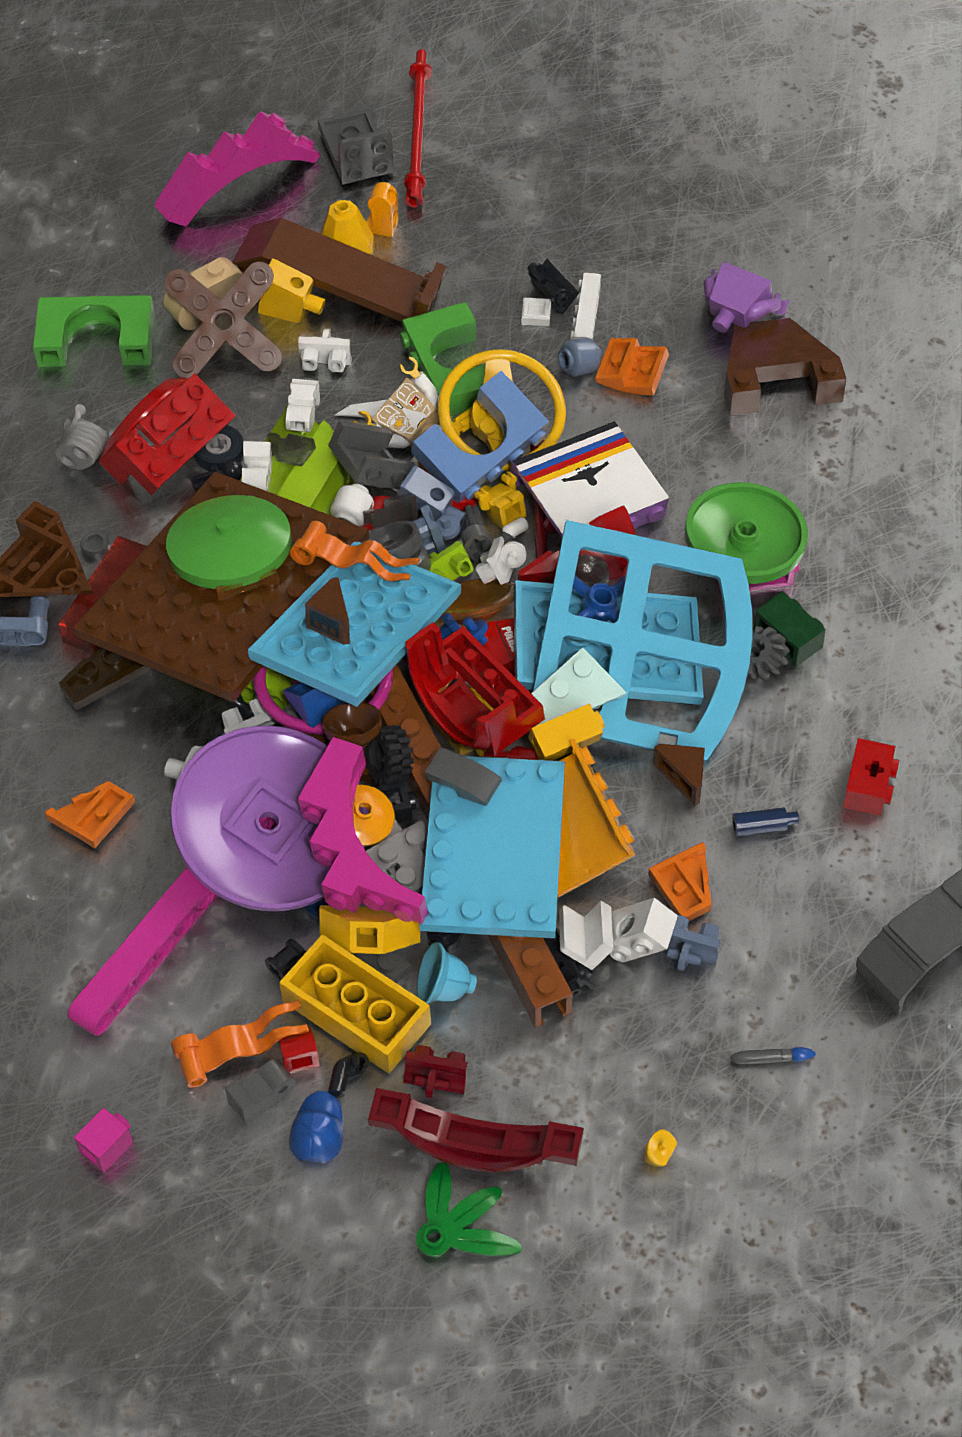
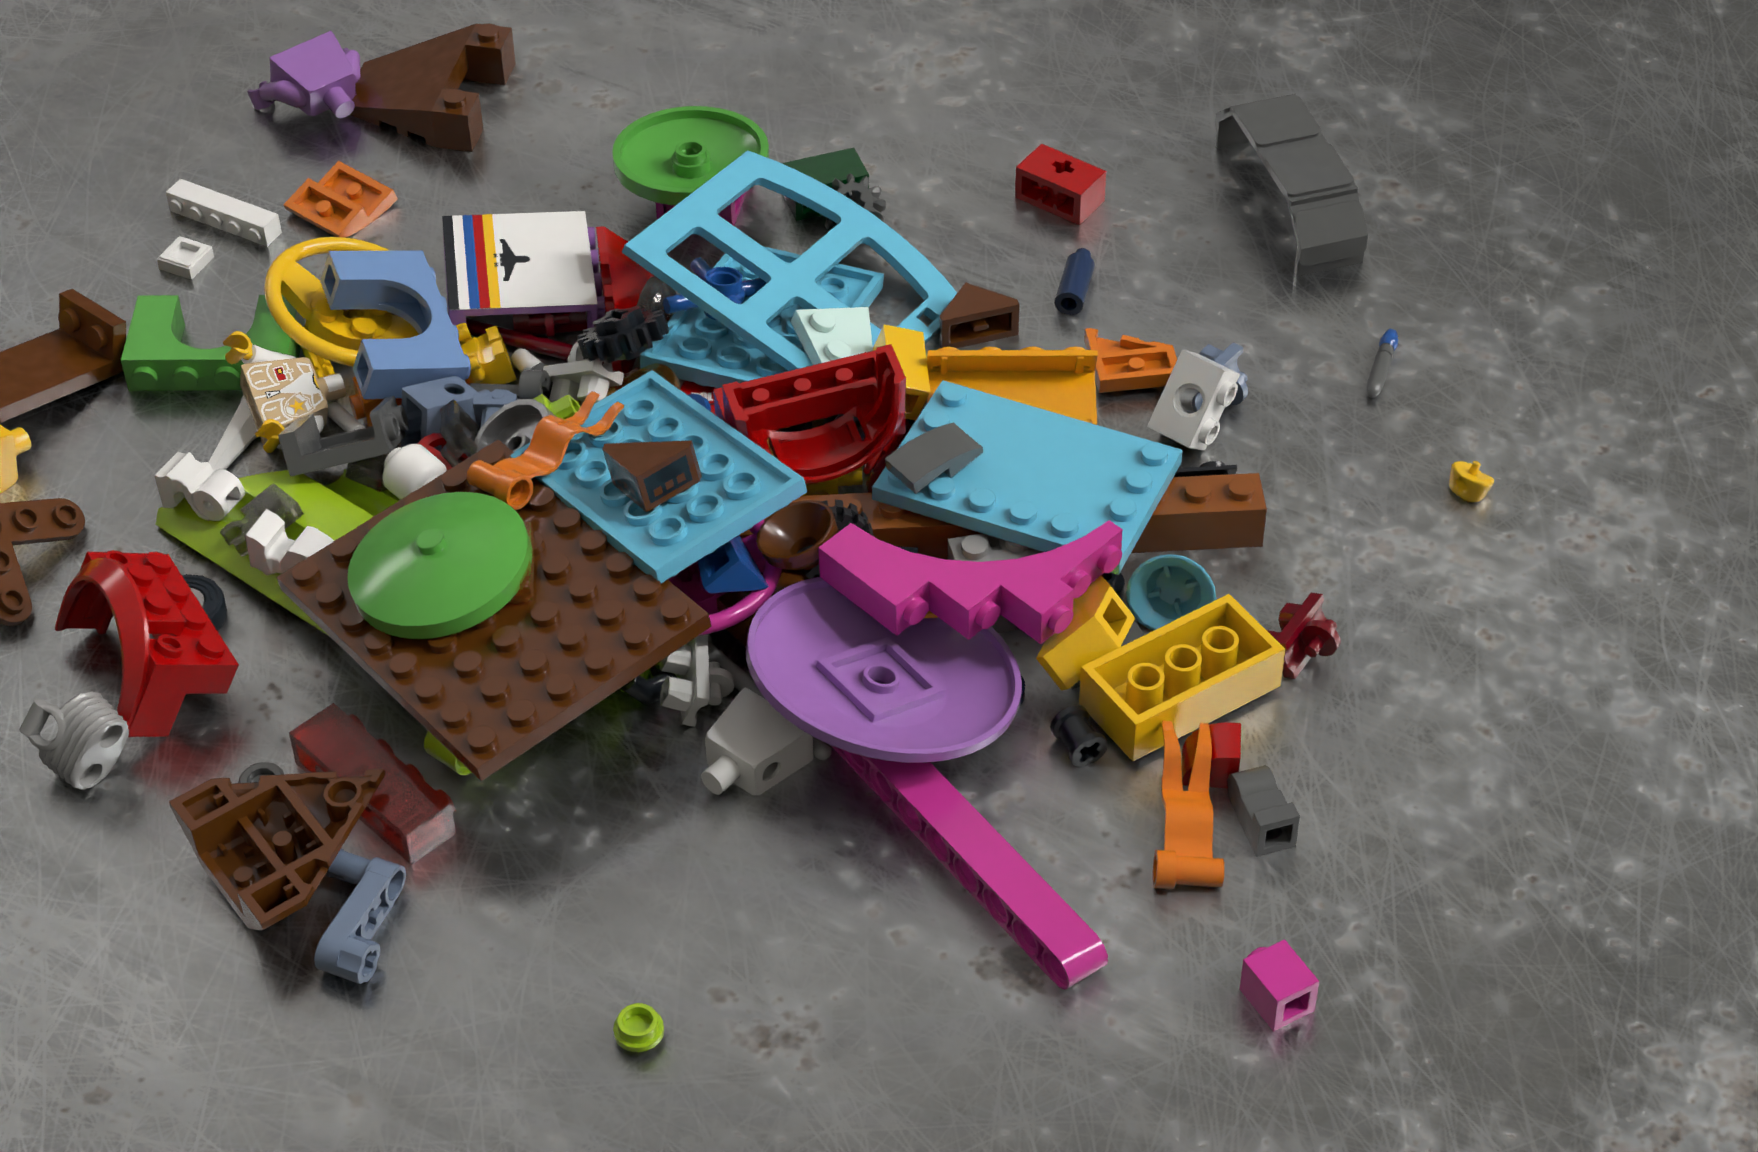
camera: 70 degrees left, 10 degrees down
(93, 813) = (743, 885): orange wing -> none
(99, 676) = (498, 816): dark brown wing -> none
(230, 468) = (239, 618): black axle -> none
(317, 1128) = (1333, 775): blue piece -> none
(324, 350) = (98, 458): white hips -> none
(345, 1070) = (1260, 723): black arm -> none
(452, 1224) = (1517, 685): green plant -> none
(471, 1141) = (1420, 613): dark red piece -> none
(519, 561) = (623, 334): none -> black gear
(553, 284) = (160, 226): black hinge -> none
(579, 356) = (296, 225): sand blue head -> none
(587, 937) = (1196, 437): white panel -> none

